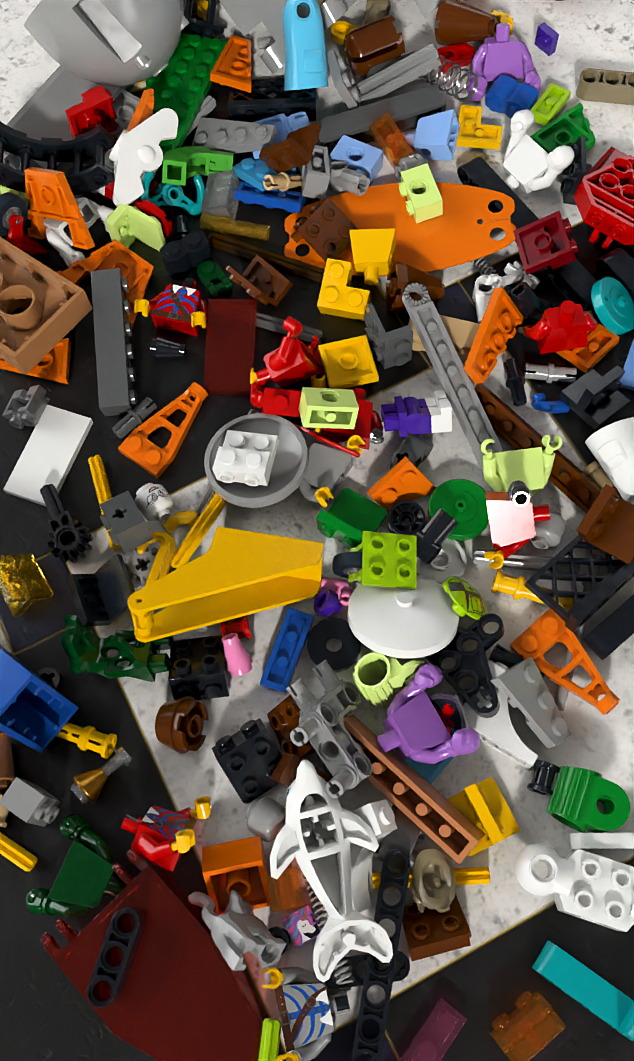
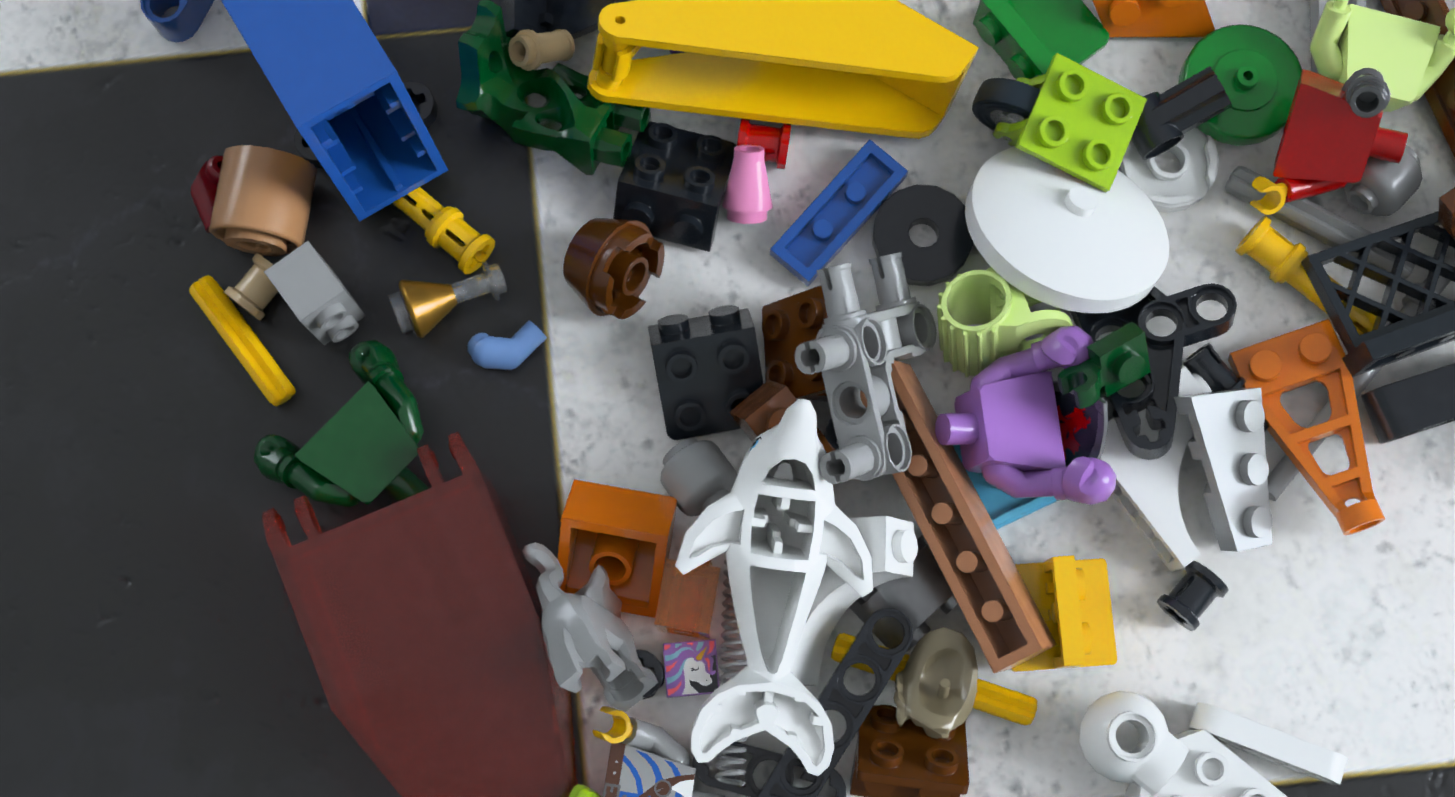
camera: 15 degrees right, 10 degrees up
(101, 628) = (532, 49): none -> tan pin
(105, 968) = (351, 598): black beam -> none
(142, 792) = (502, 352): none -> medium blue arm
(165, 834) = (520, 433): torso -> none
(327, 602) = (939, 157): dark purple tile -> none
(340, 586) = (973, 141): bright pink arm -> none
(404, 510) = (1145, 49): black wheel -> none
(452, 676) = (1110, 367): none -> dark green plate
(465, 598) = (1187, 242): lime dish -> none
(576, 799) = (1236, 648): green piece -> none

